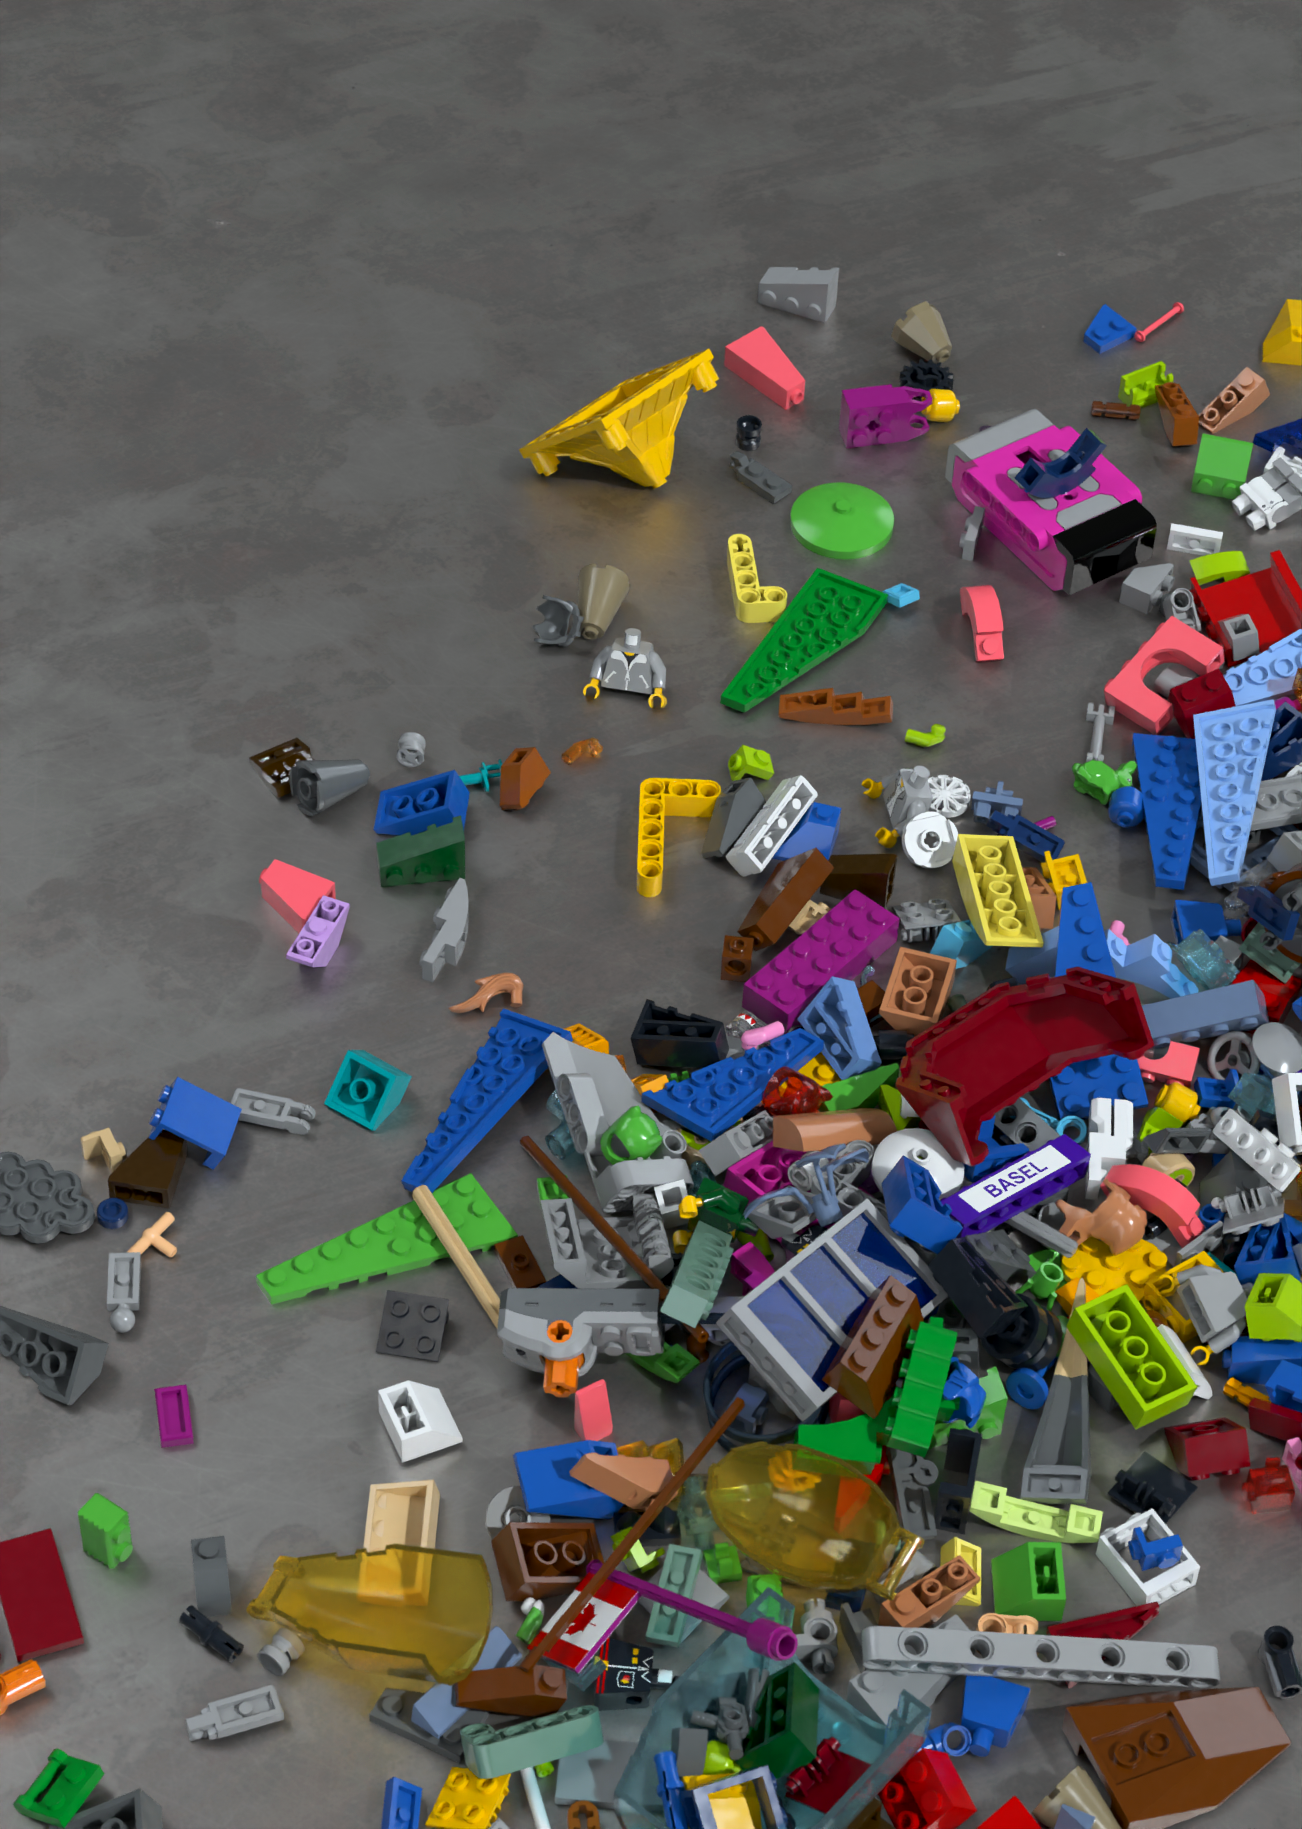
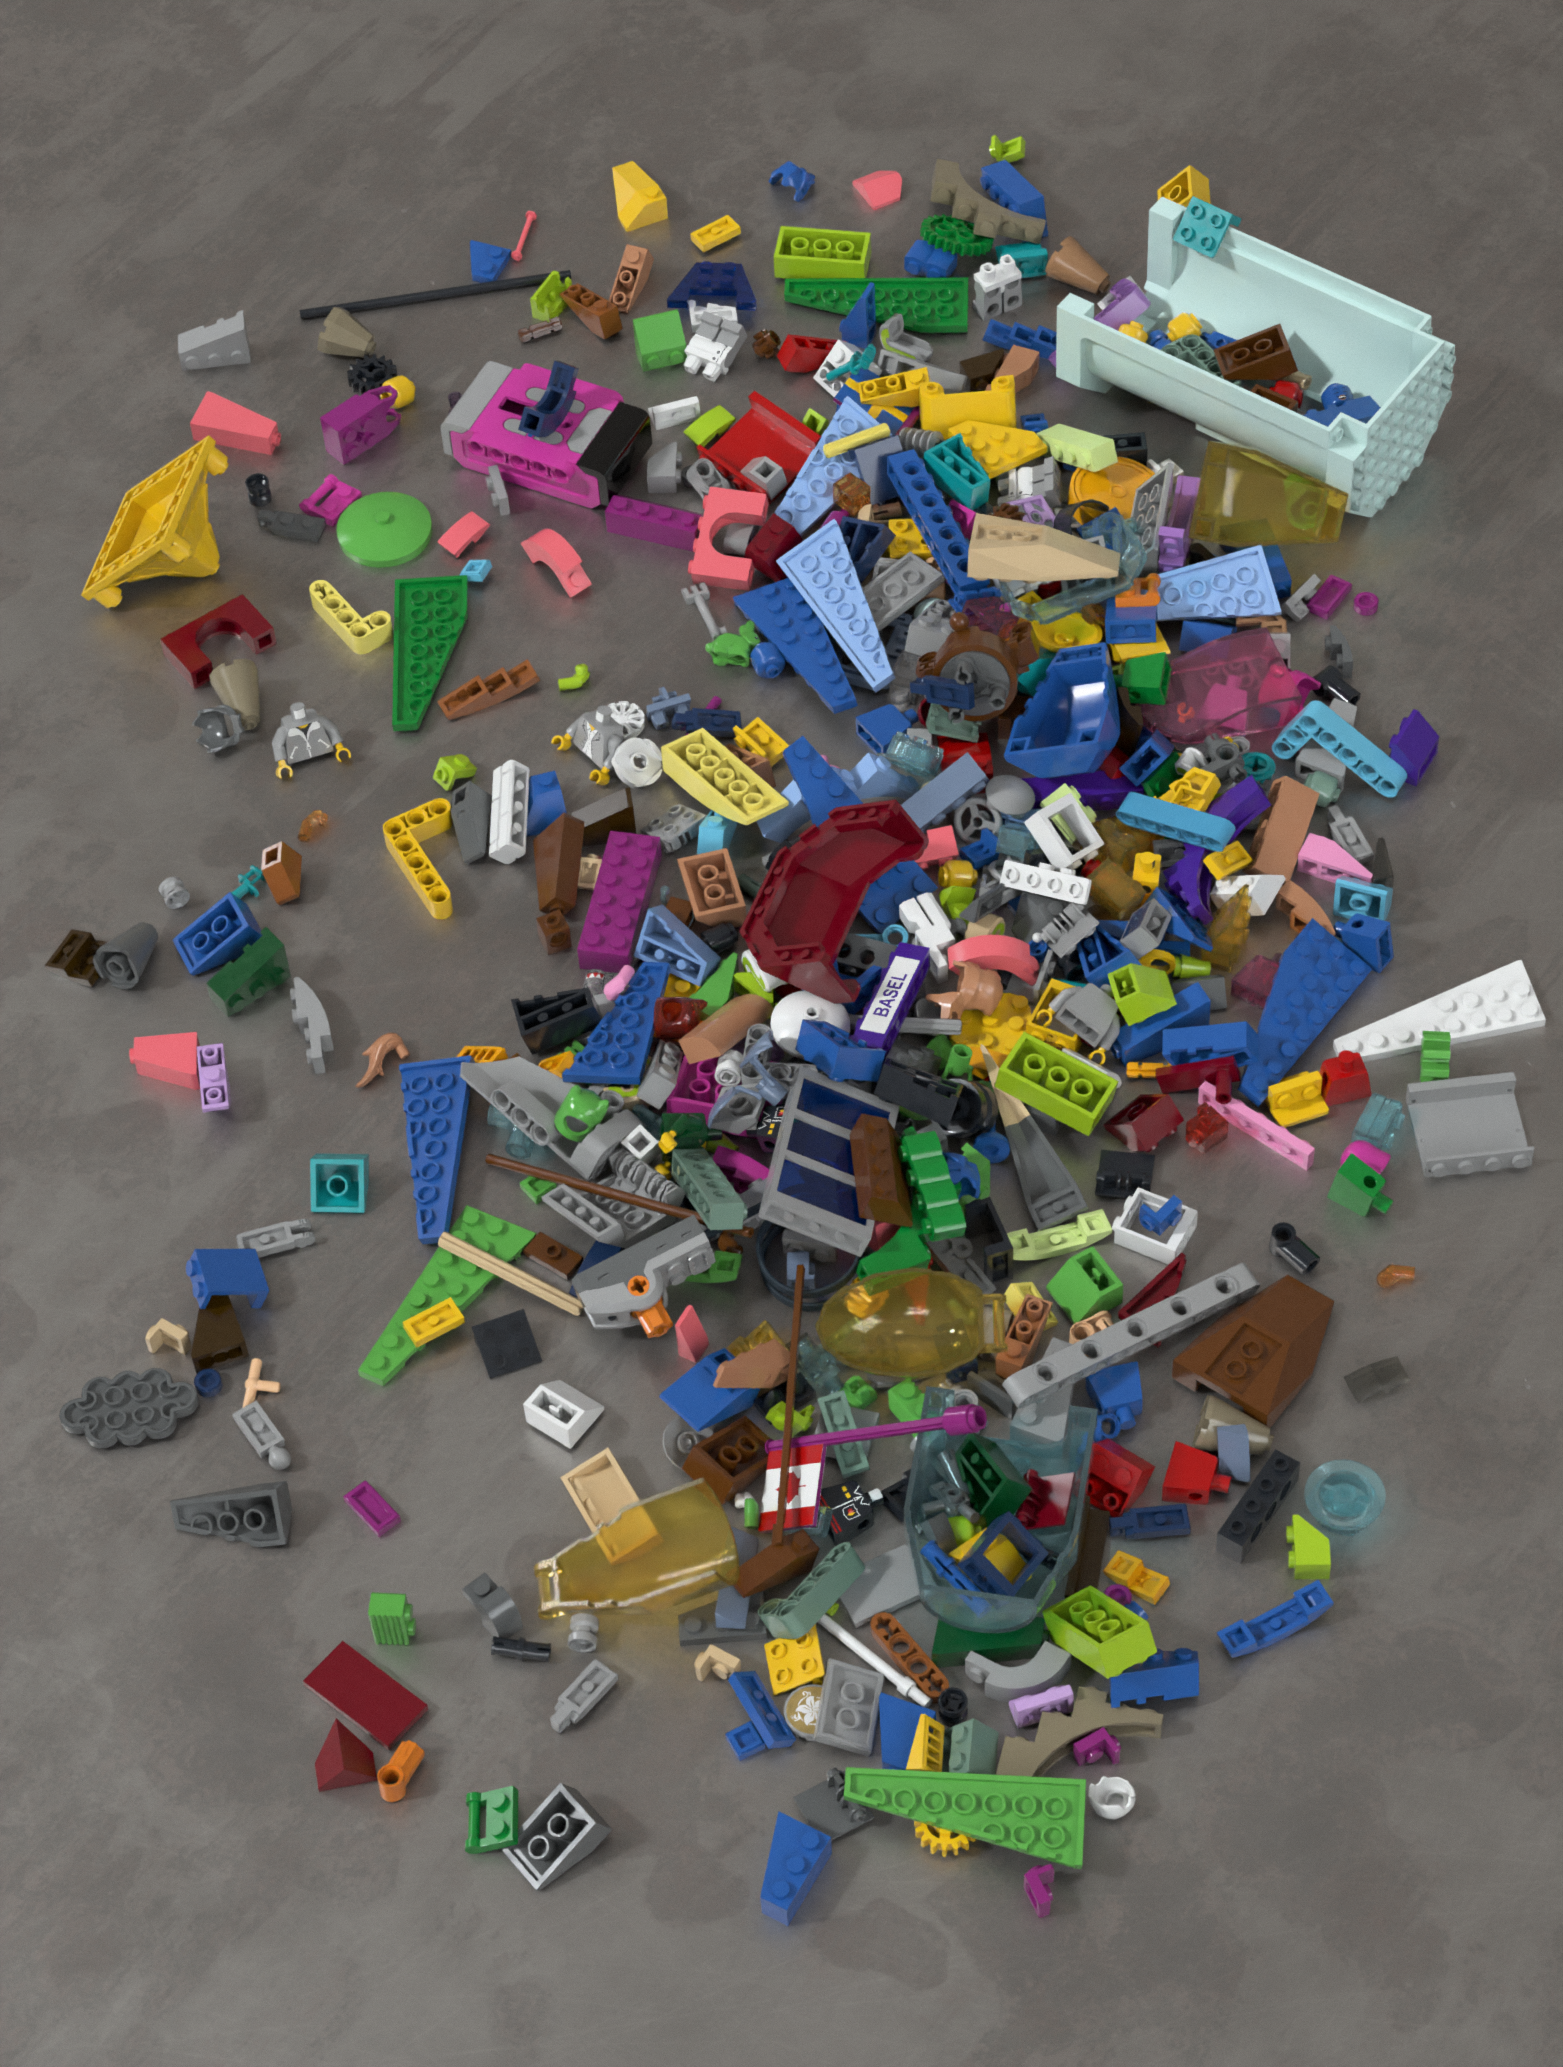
camera: 25 degrees left, 5 degrees up
(355, 1267) = (433, 1322): none -> yellow plate
(388, 1755) = (719, 1661): none -> tan bracket
(643, 533) = (234, 618): none -> dark red arch
(809, 477) = (335, 504): none -> dark pink plate
(915, 554) = (464, 531): none -> coral slope
(1040, 337) = (432, 294): none -> black piece
(1099, 625) = (652, 522): none -> magenta slope

